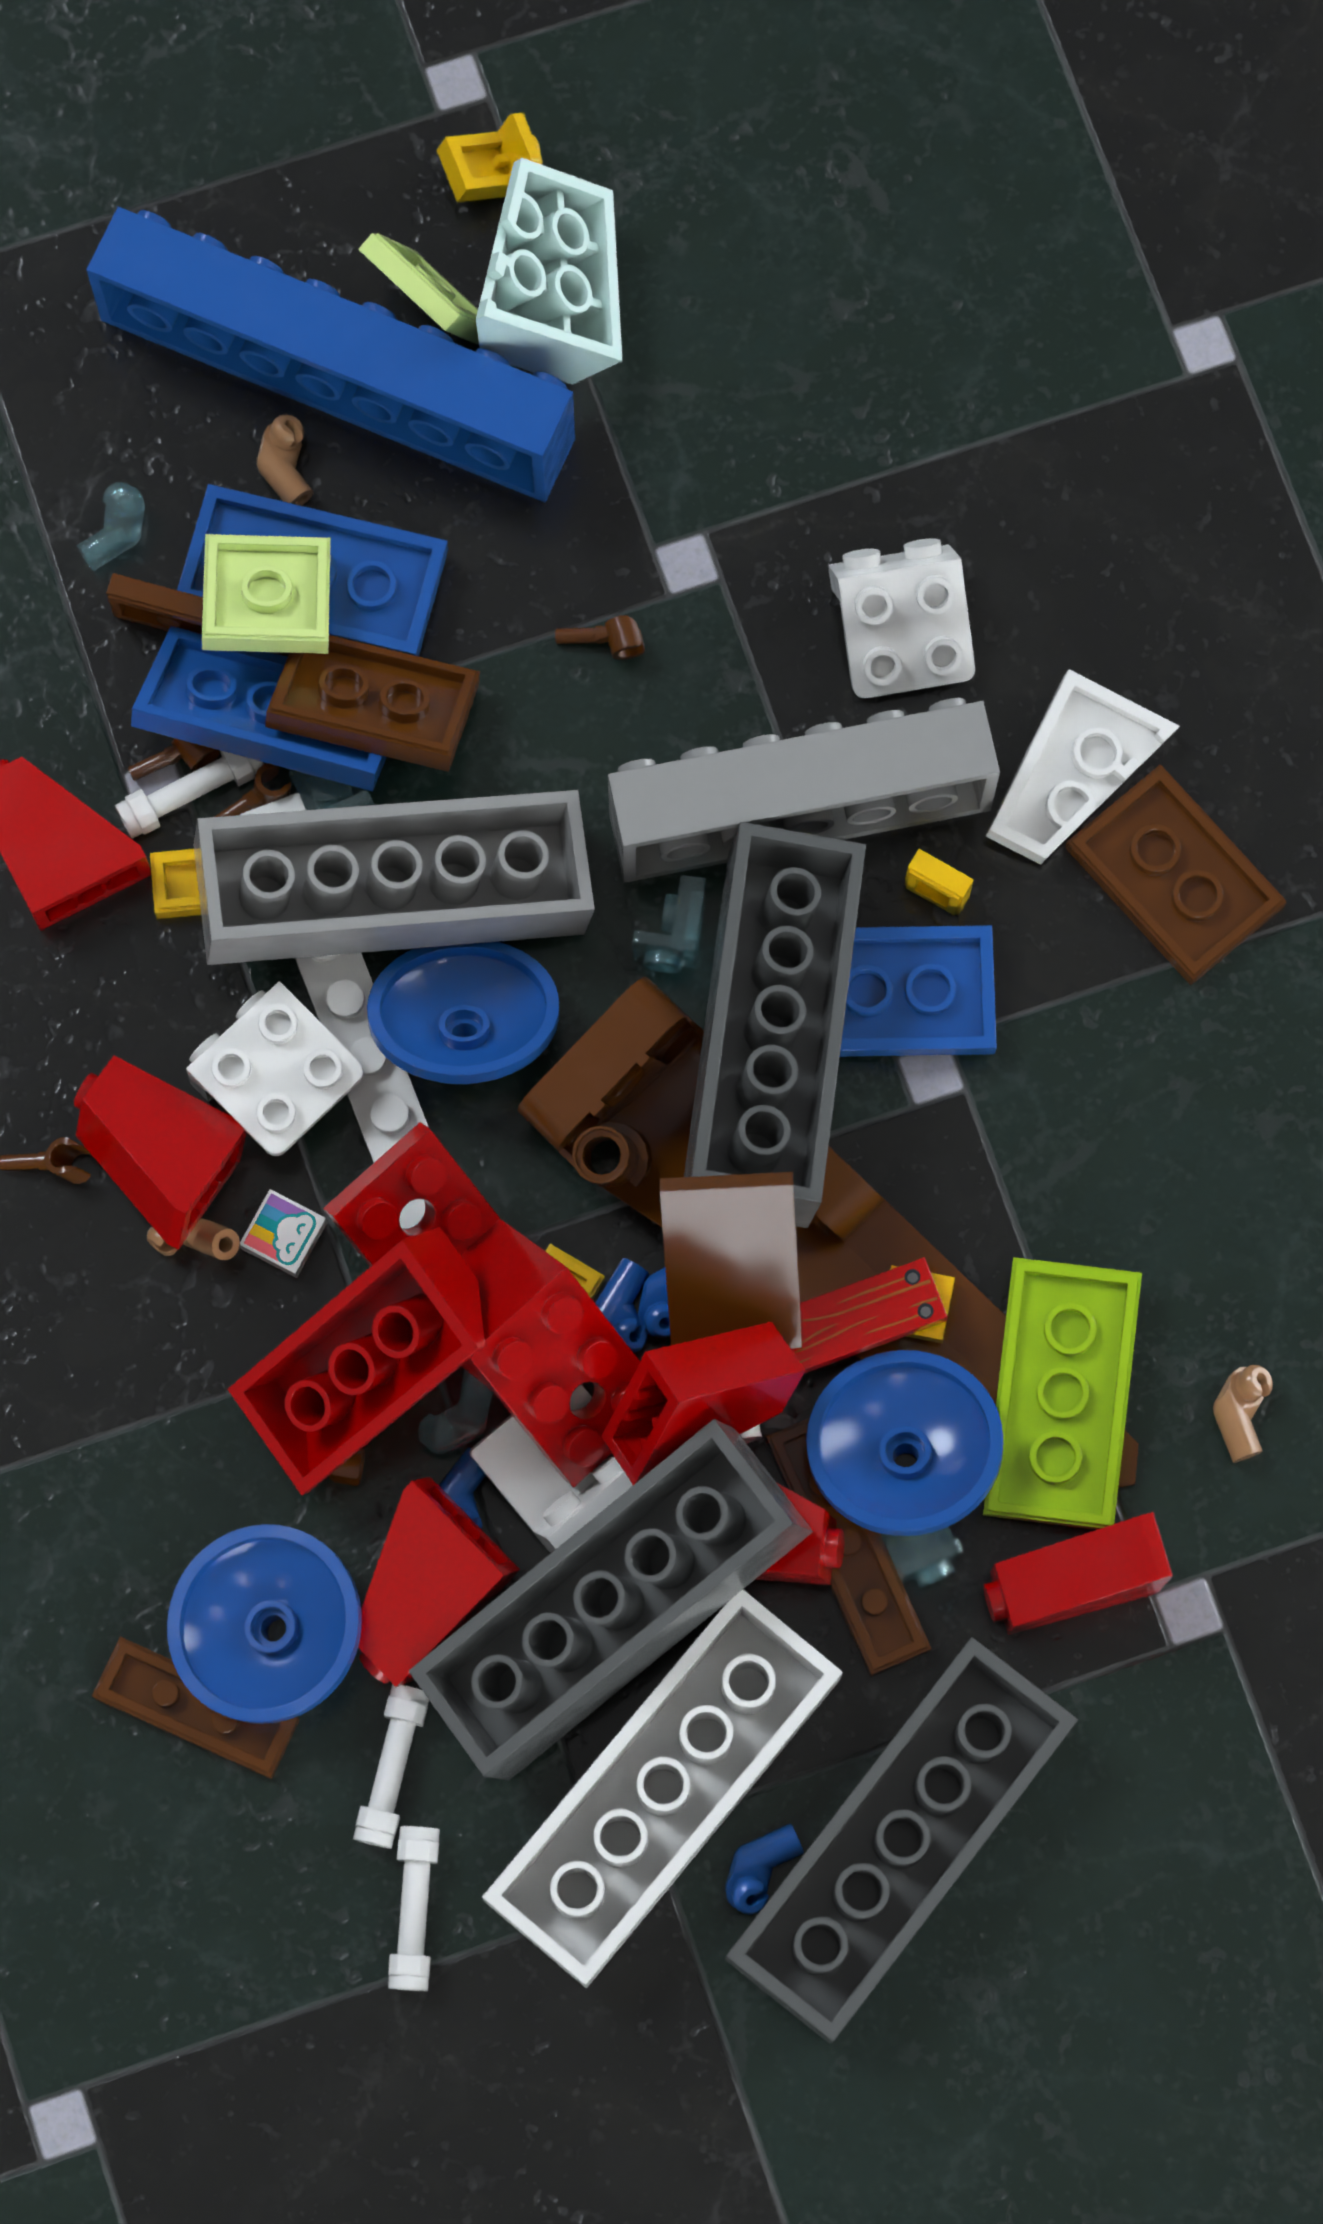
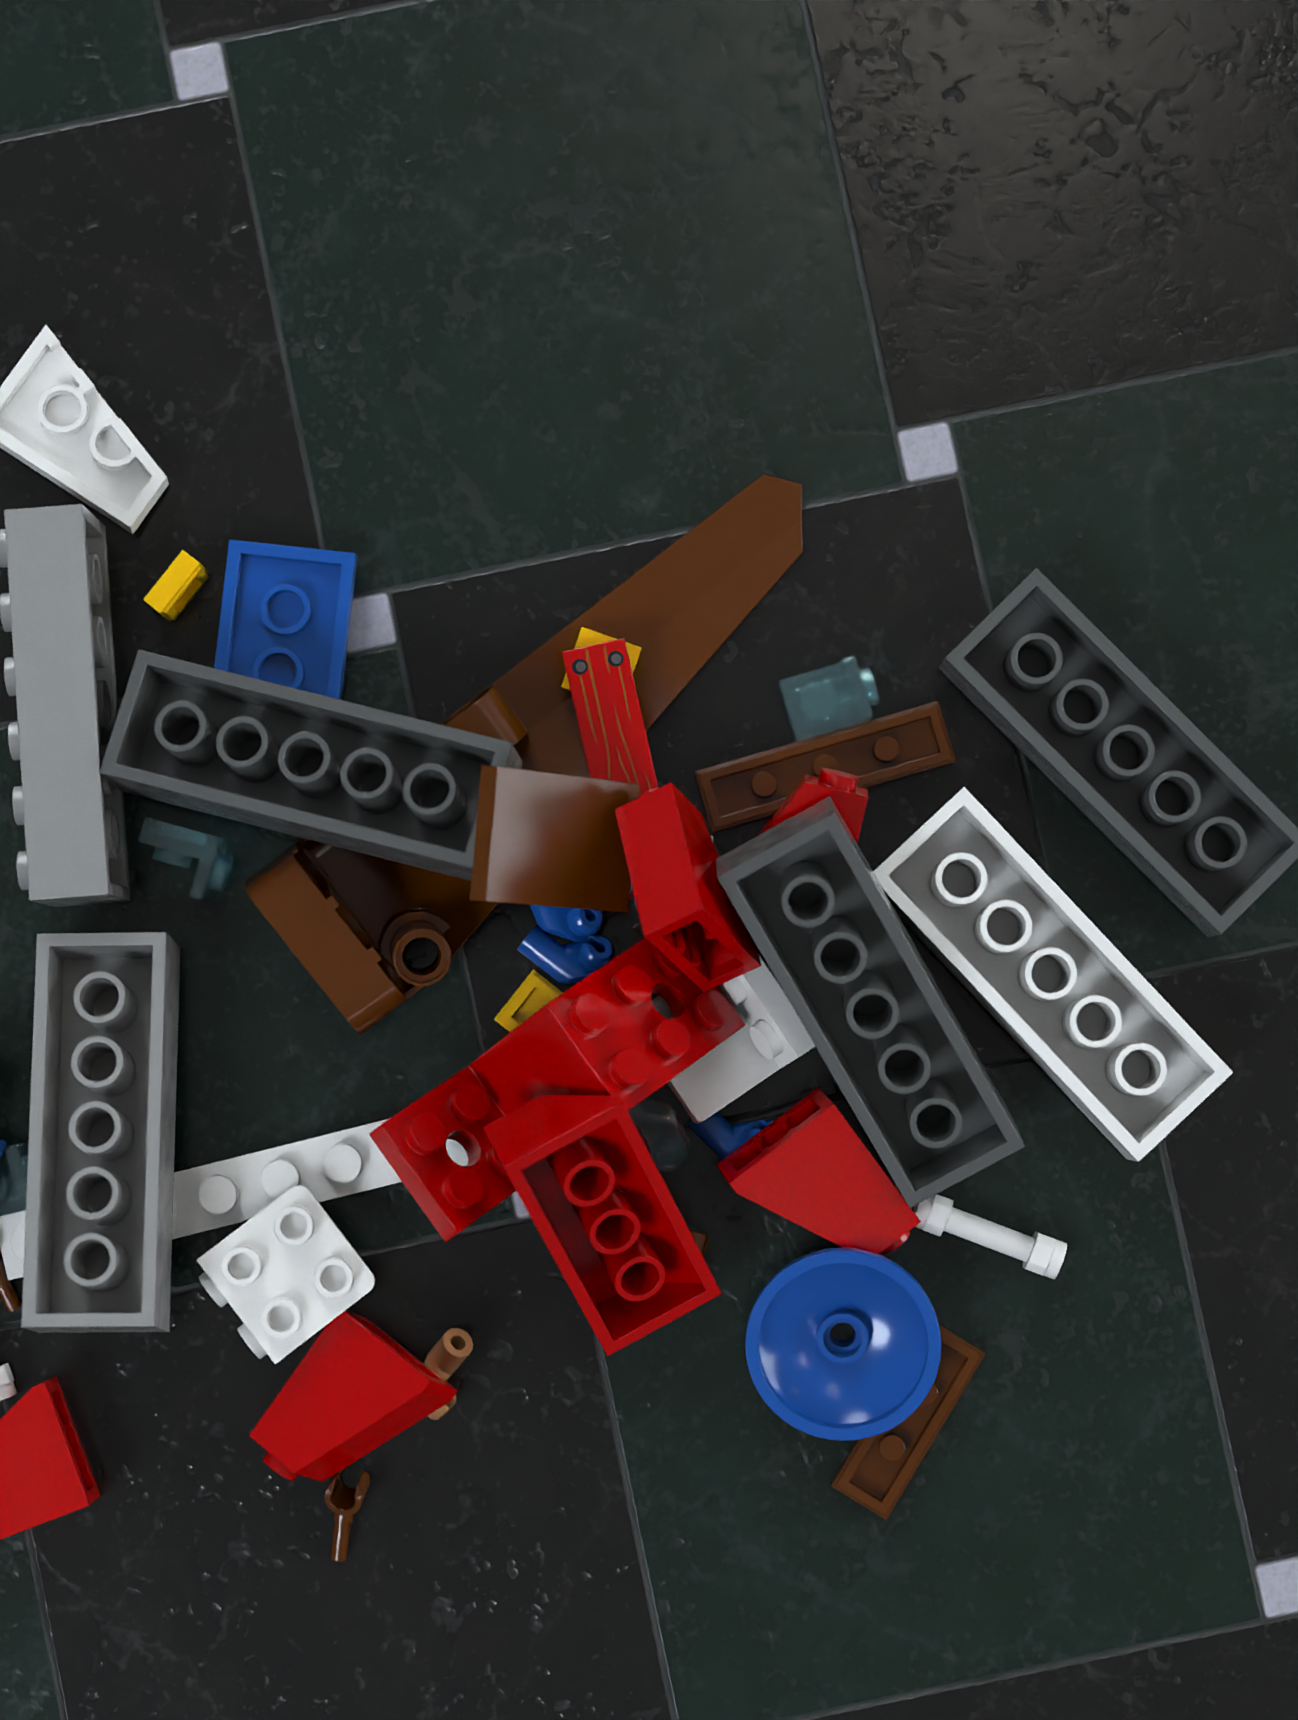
camera: 80 degrees left, 10 degrees up
(175, 884) = (71, 1355): yellow tile -> none
(283, 1233) = (448, 1282): tile -> none
(409, 1967) = (1180, 1237): white bar -> none
(463, 1012) = (227, 1070): blue dish -> none
(753, 1866) = (1126, 899): blue arm -> none
(899, 1407) = (701, 688): blue dish -> none
(1064, 1392) = (708, 539): lime tile -> none
(1079, 1575) = (891, 547): red slope -> none
(1175, 874) = (197, 352): reddish brown tile -> none
(1236, 1407) = (738, 374): medium nougat arm -> none

